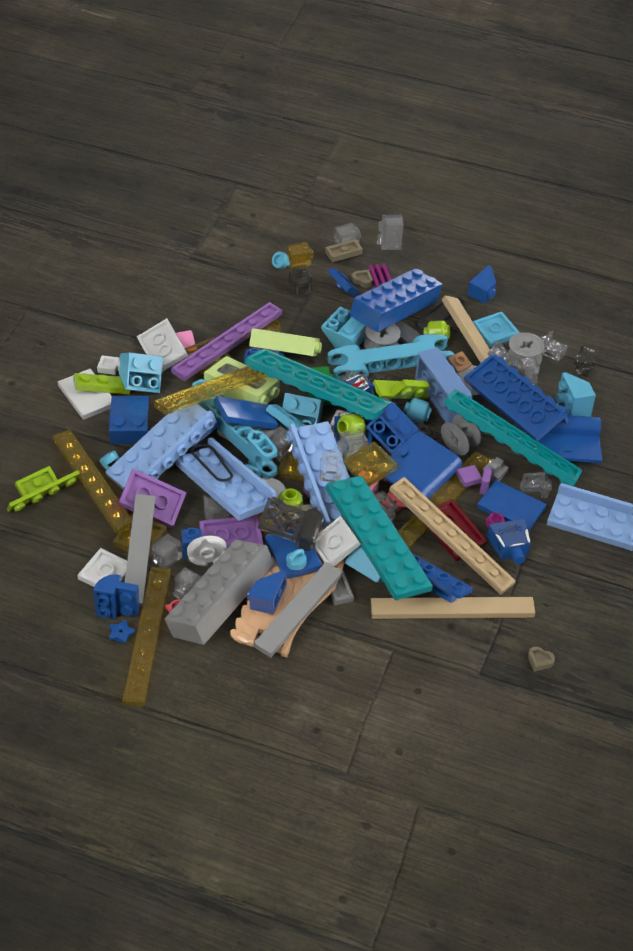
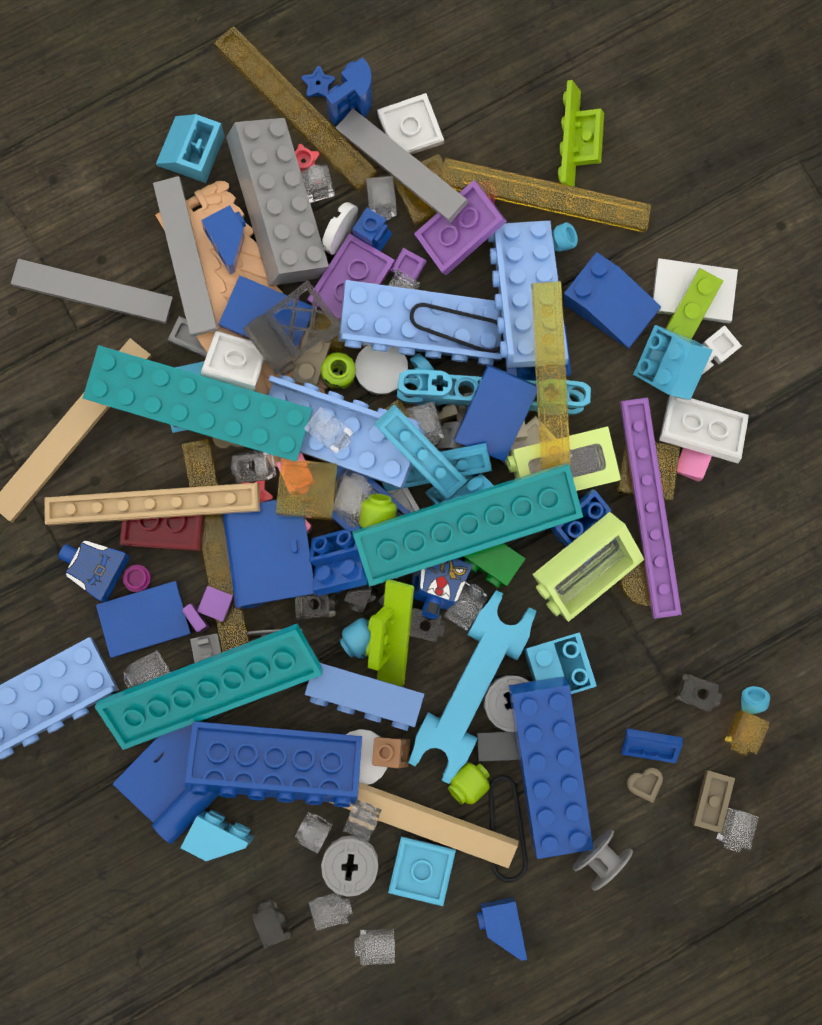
camera: 130 degrees right, 35 degrees up
(193, 517) = (409, 264): none -> medium lavender tile
(226, 660) = (192, 146): none -> medium azure slope
(296, 560) = (243, 298): medium azure tile -> none
(302, 418) = (420, 452): none -> medium azure tile
(365, 656) = (92, 291): none -> light grey tile
(383, 268) = (649, 818): magenta tile -> none
(391, 232) = (691, 884): clear brick -> none
(415, 258) = (603, 860): none -> light grey piece
(443, 583) = (93, 424): blue bracket -> none
(547, 320) = (375, 947): none -> clear brick

